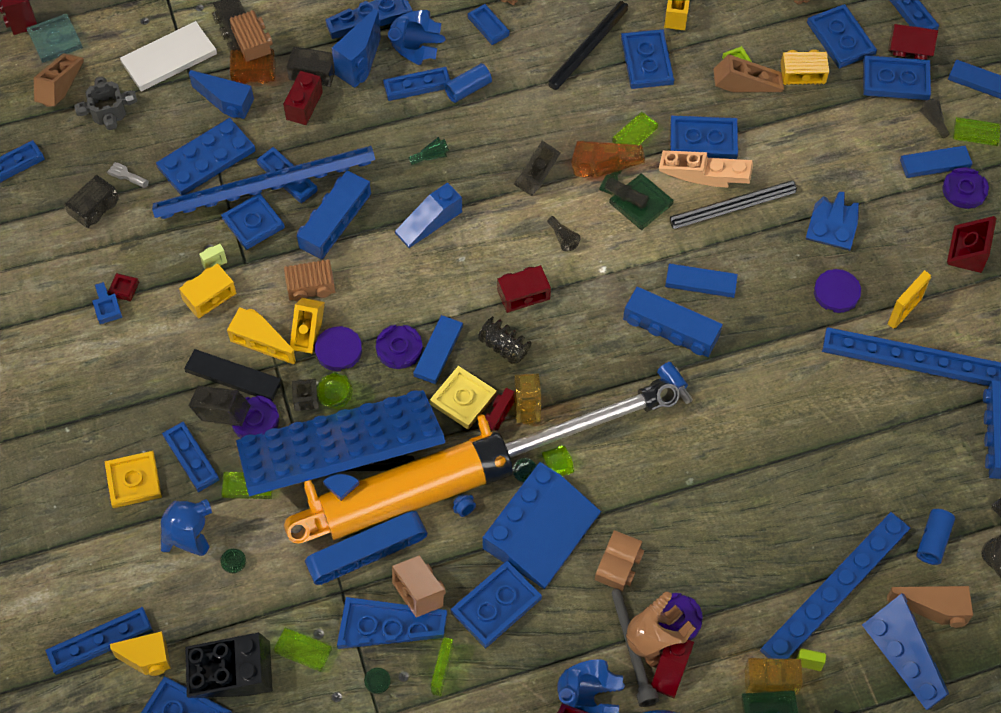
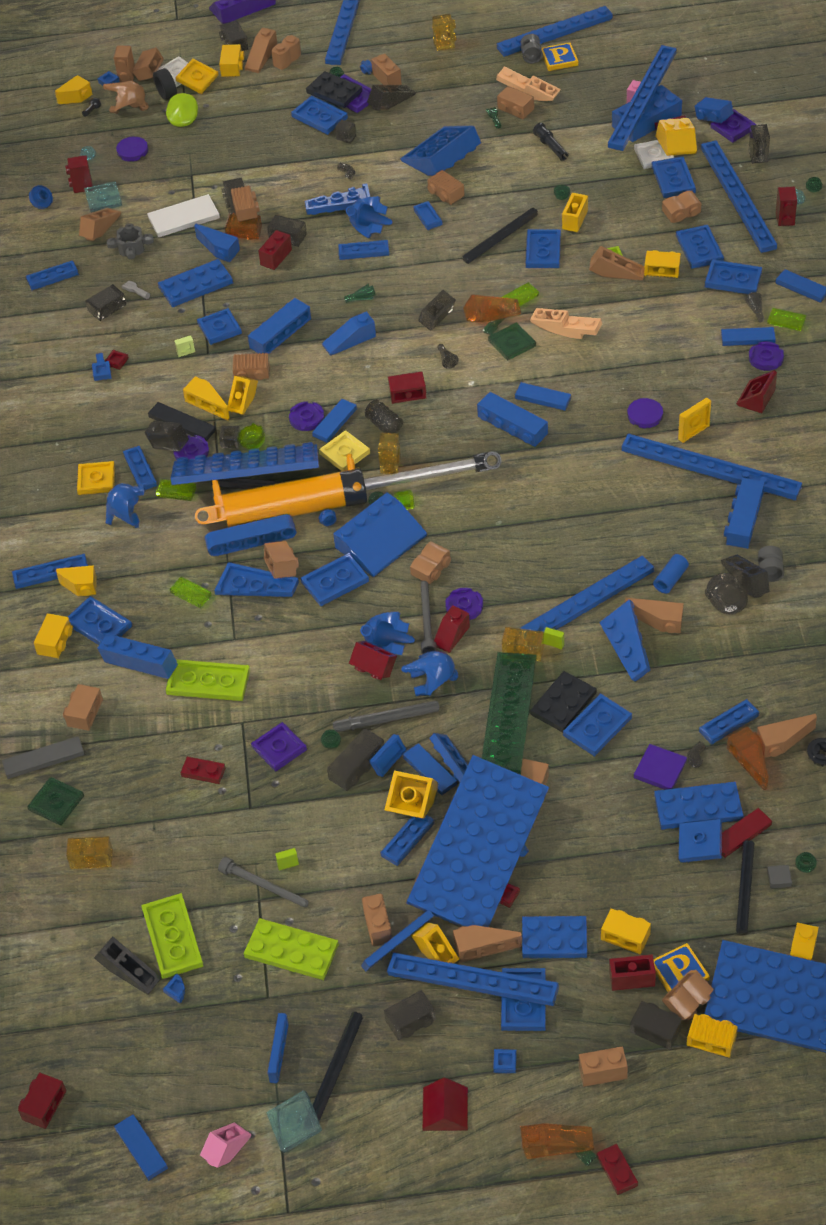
camera: 15 degrees right, 10 degrees down
(207, 290) = (175, 366): yellow brick -> none
(229, 667) = (137, 594): black slope -> none
(233, 561) = (154, 533): clear green plate -> none
(255, 185) = (240, 300): blue plate -> none
(274, 161) = (252, 300): blue tile -> none
(338, 348) = (262, 412): dark purple tile -> none
(341, 485) = (238, 485): blue tile -> none
(357, 50) = (323, 220): blue slope -> none
(377, 680) = (238, 616): clear green plate -> none
(442, 666) = (286, 611): clear neon green tile -> none
(467, 83) = (401, 251): blue pin -> none
(502, 406) = (369, 461): dark red plate -> none
(626, 193) = (500, 332): clear smoke axle -> none
(647, 637) = (437, 600): medium nougat piece -> none
(671, 374) = (506, 459): blue piece -> none
(705, 134) = (576, 302): blue plate -> none
(733, 204) = (582, 349): axle -> none
(833, 222) = (655, 368): blue plate -> none
(912, 41) = (751, 252): dark red brick -> none

